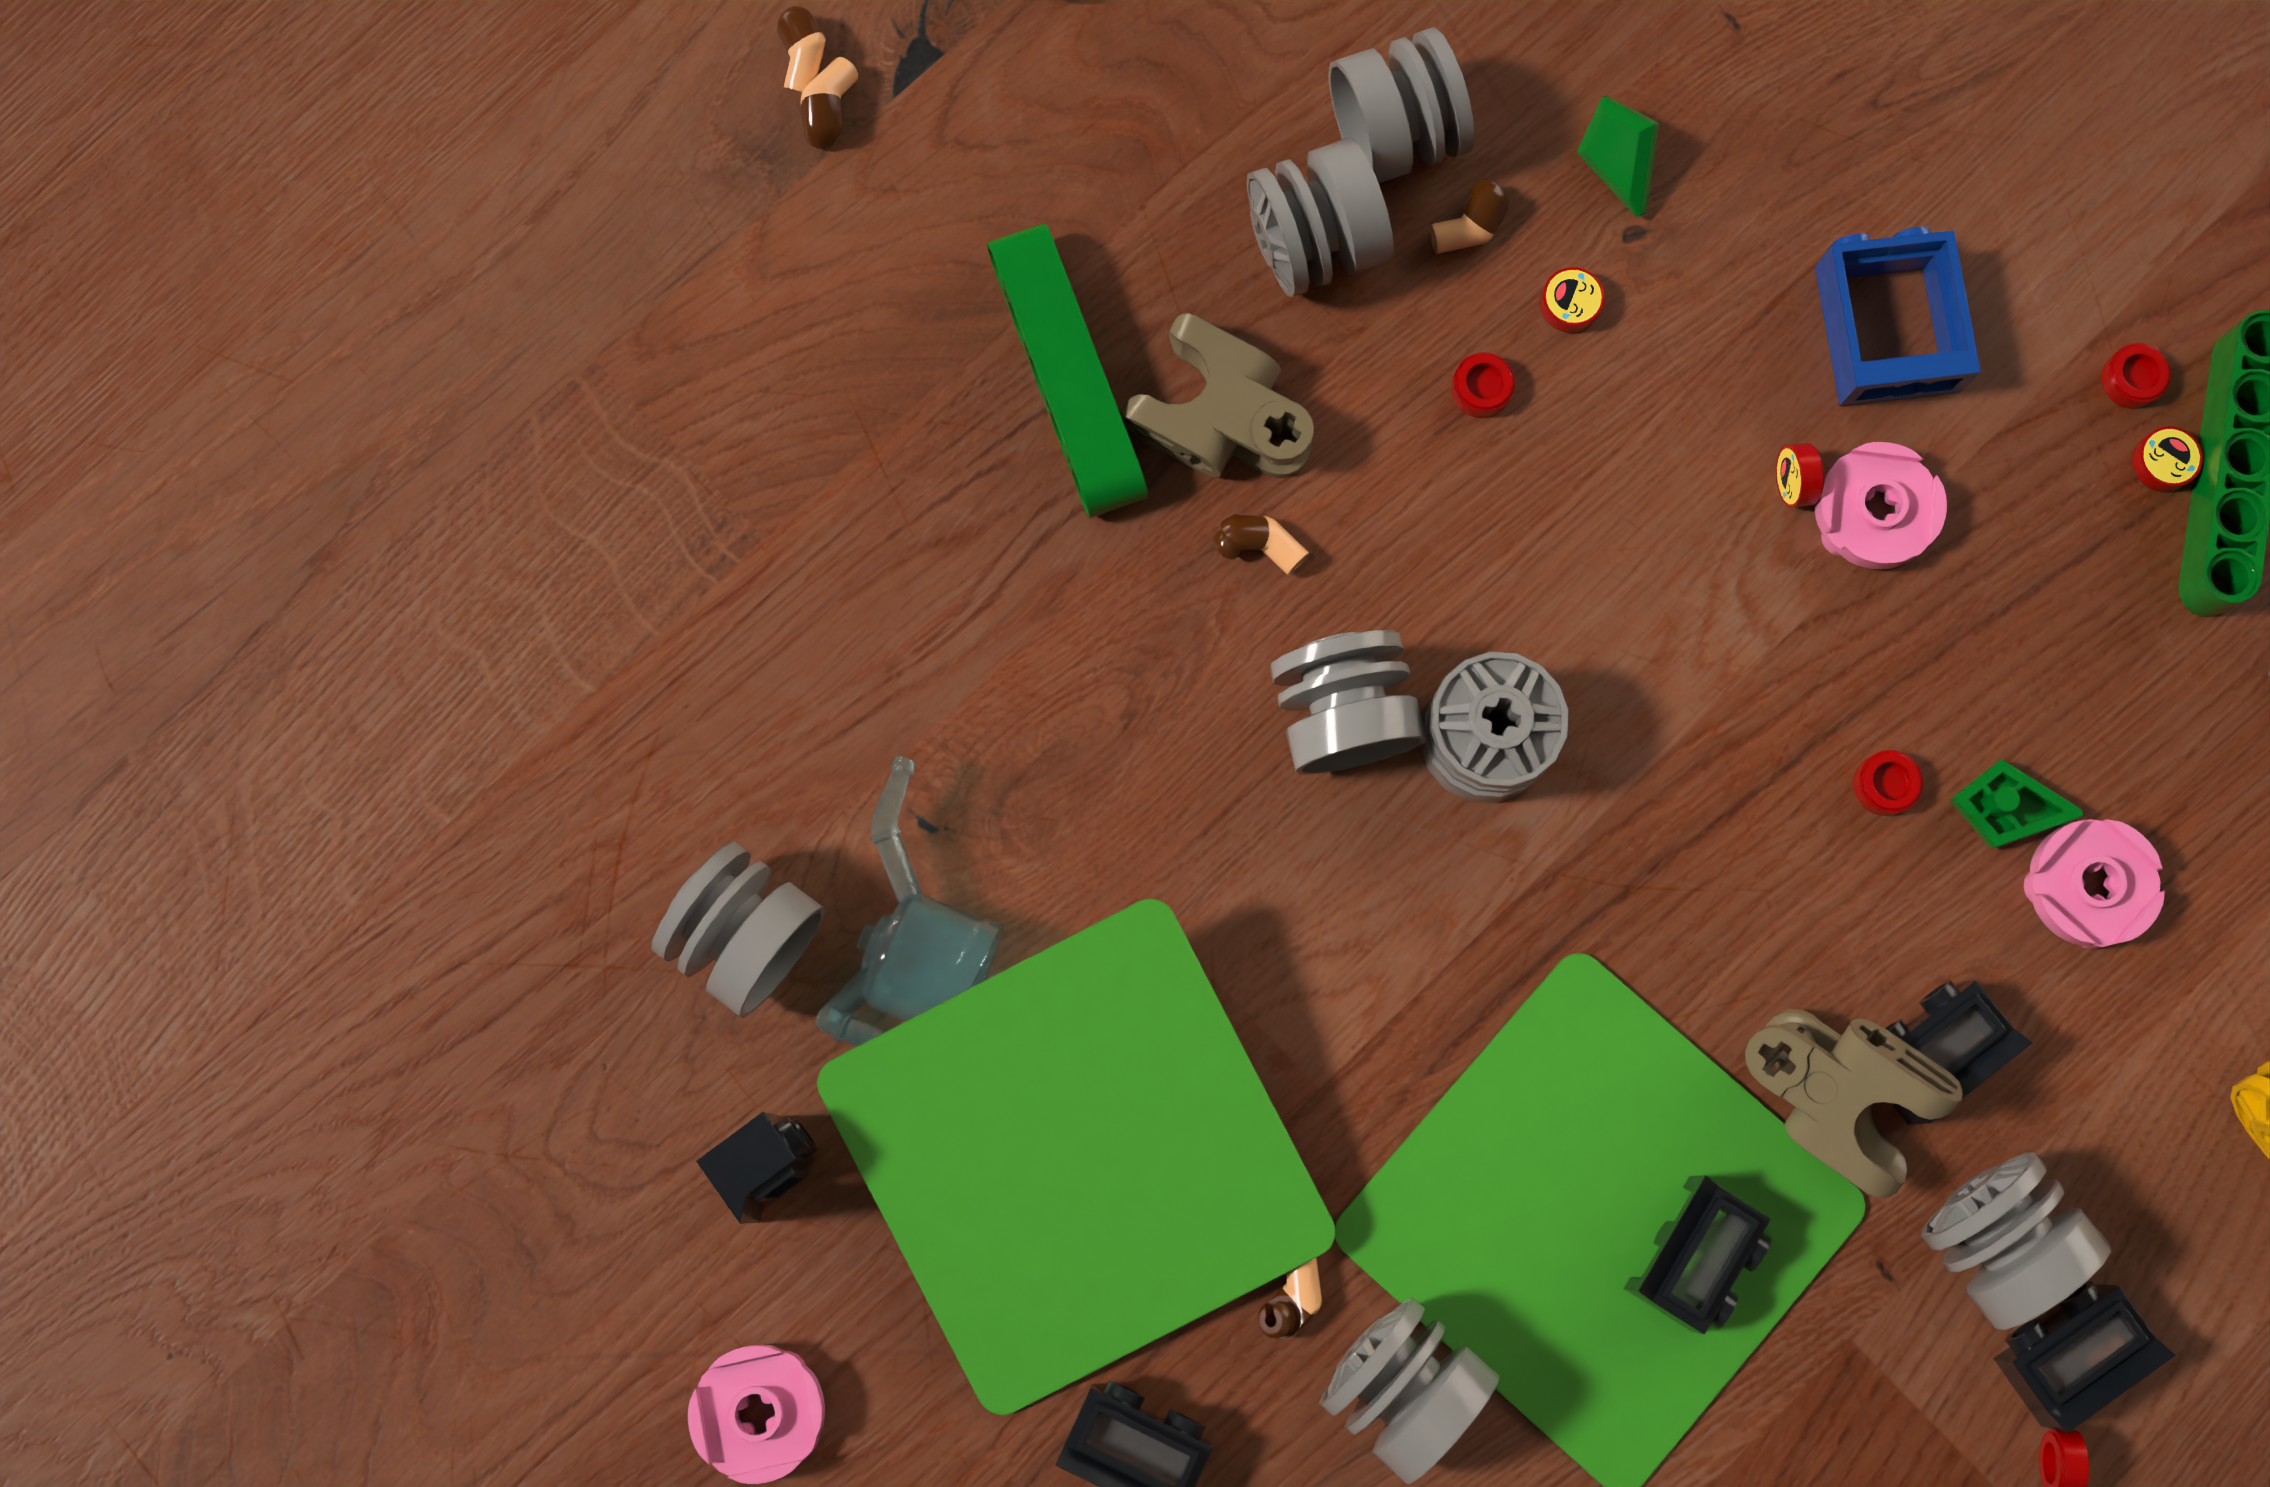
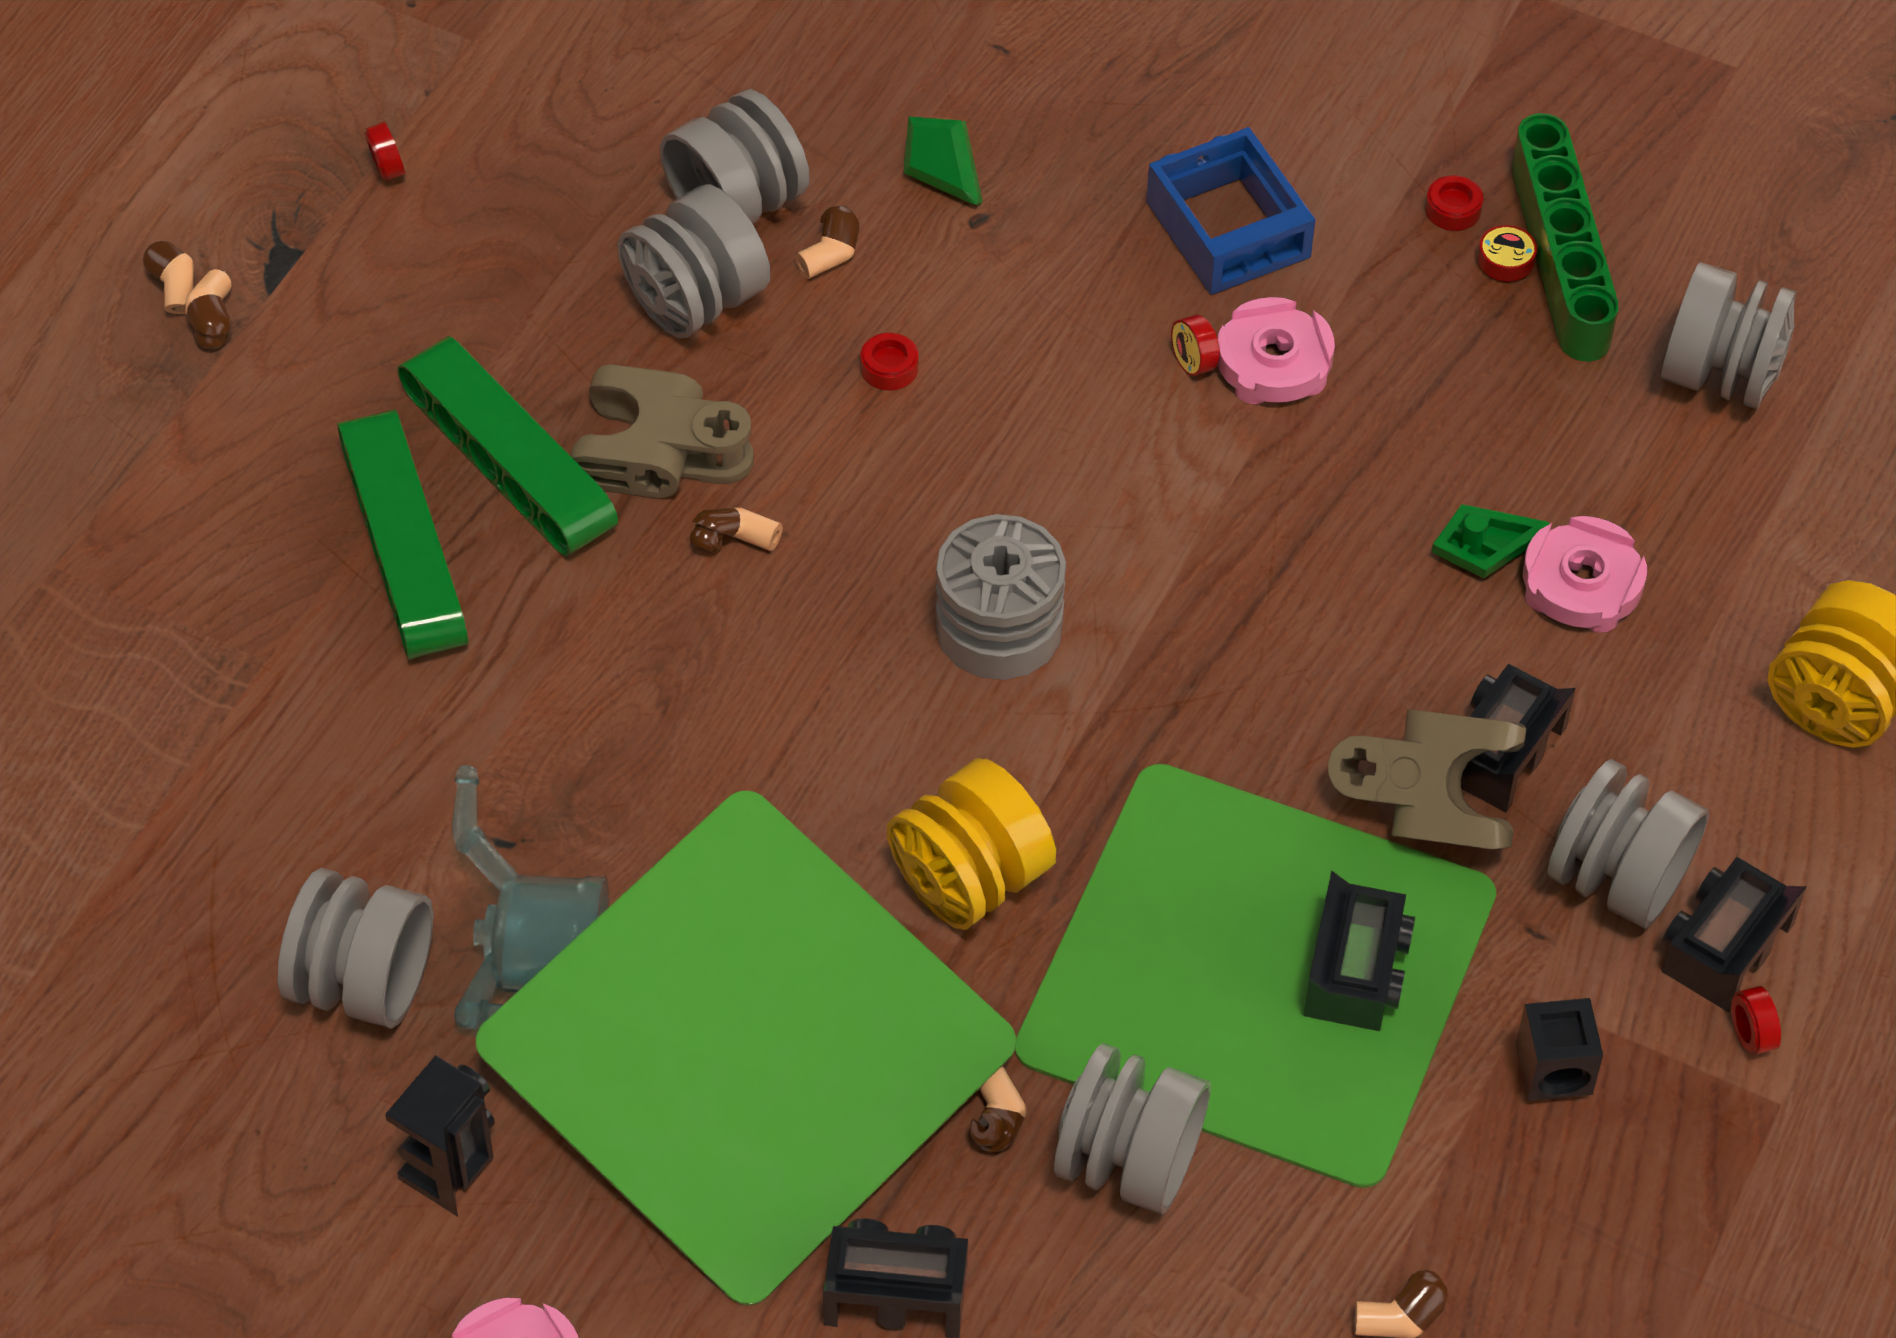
camera: 20 degrees left, 25 degrees down
(932, 443) = (402, 534): none -> green beam
(1344, 689) = (861, 609): light grey wheel -> none
(1364, 1014) = (971, 843): none -> yellow wheel
(1572, 299) = (943, 277): tile -> none
(1856, 1440) = (1559, 1049): none -> black brick
(1888, 783) = (1372, 554): red tile -> none

